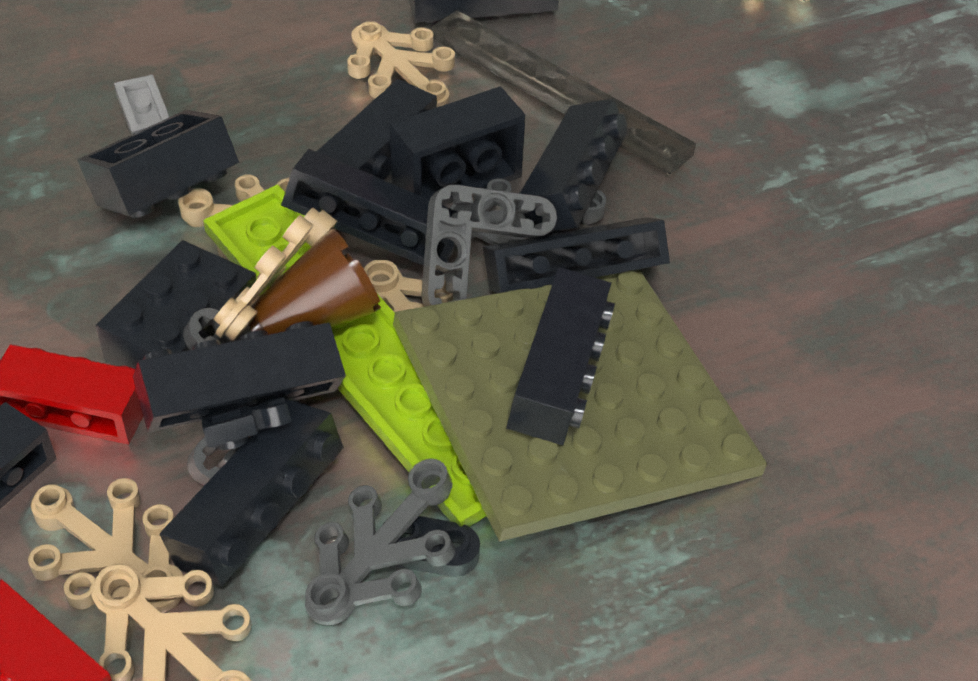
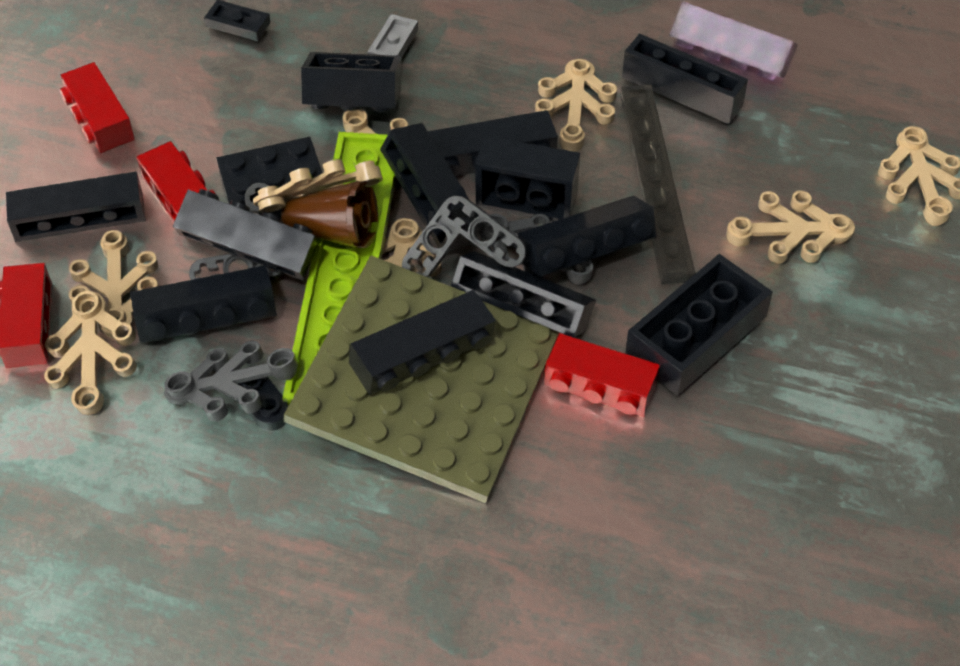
camera: 45 degrees right, 5 degrees up
(232, 427) = (216, 260): black plate -> none
(727, 281) = (601, 375): none -> red brick
(743, 42) = (832, 227): none -> tan plant
(757, 182) = (699, 322): none -> black brick

